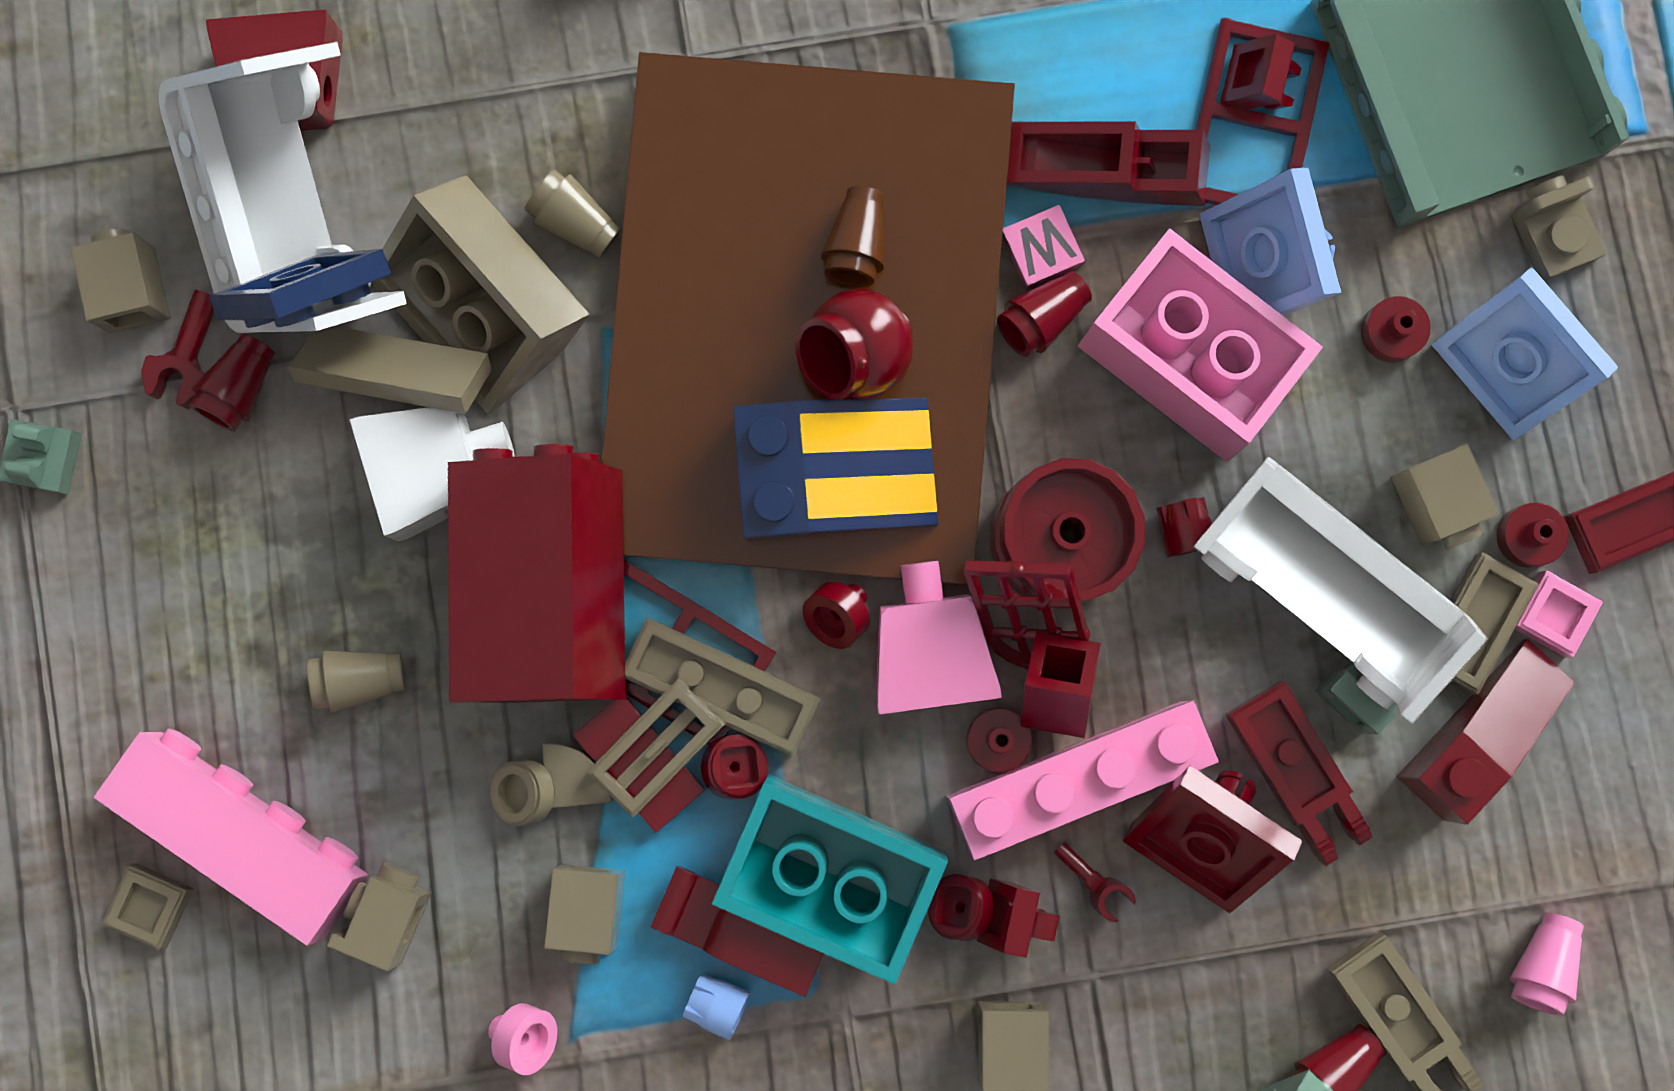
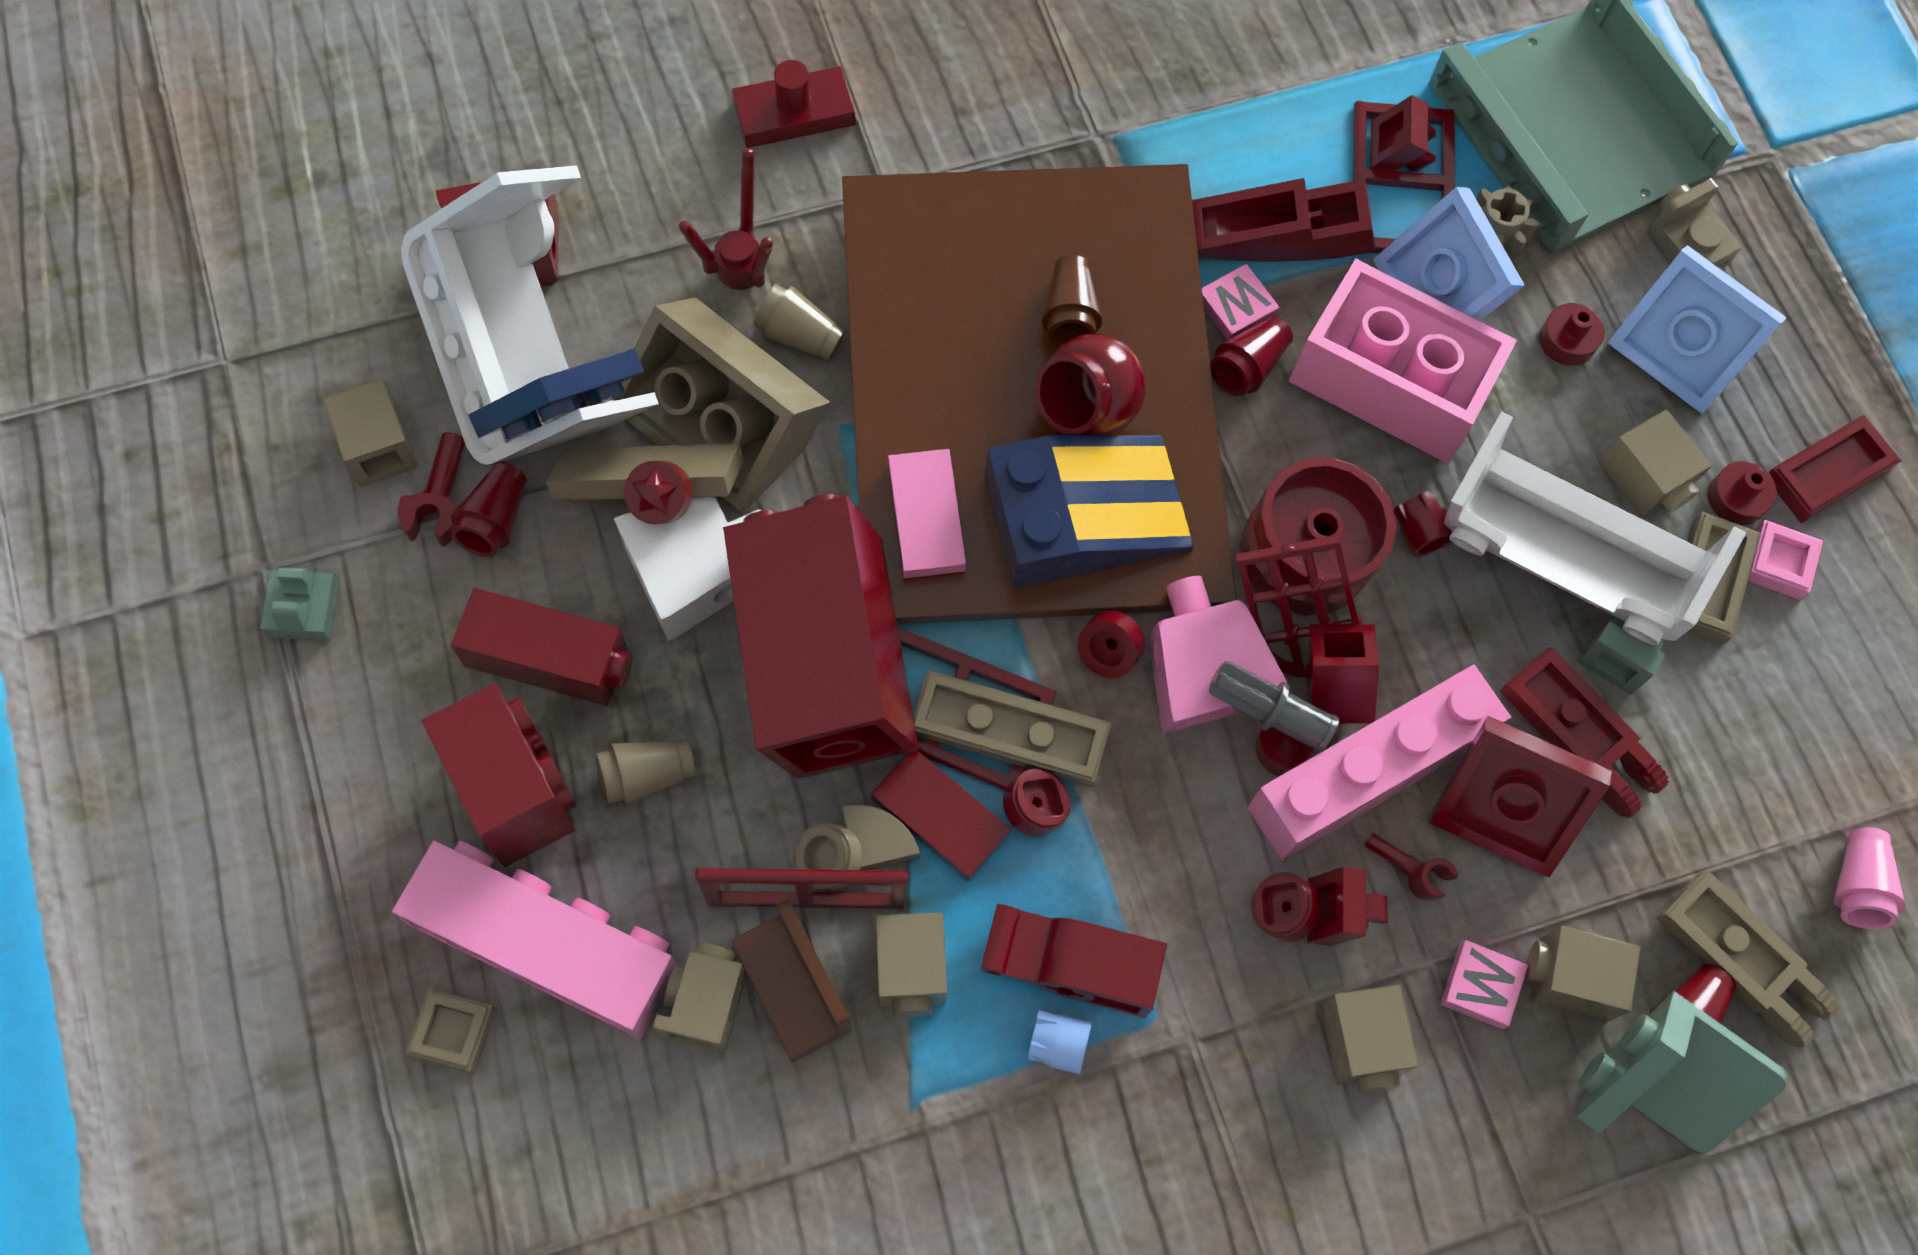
camera: 15 degrees left, 15 degrees down
(208, 676) = (496, 770): none -> dark red brick
(268, 540) = (542, 647): none -> dark red brick
(393, 404) = (658, 492): none -> dark red tile
(471, 911) = (792, 984): none -> reddish brown panel
(486, 829) = (803, 880): none -> dark red window
(517, 123) = (737, 254): none -> dark red plant
(523, 1038) = (866, 1103): bright pink tile -> none
(669, 451) = (926, 513): none -> bright pink tile
(695, 708) = (926, 833): dark tan tile -> none
(831, 879) = (1159, 883): teal slope -> none
(979, 717) = (1273, 706): none -> dark grey axle
(1139, 1009) = (1484, 984): none -> bright pink tile
(1236, 1018) = (1583, 973): none -> dark tan brick
(1361, 191) = (1508, 216): none -> dark tan gear
(1488, 736) = (1749, 677): dark red slope -> none

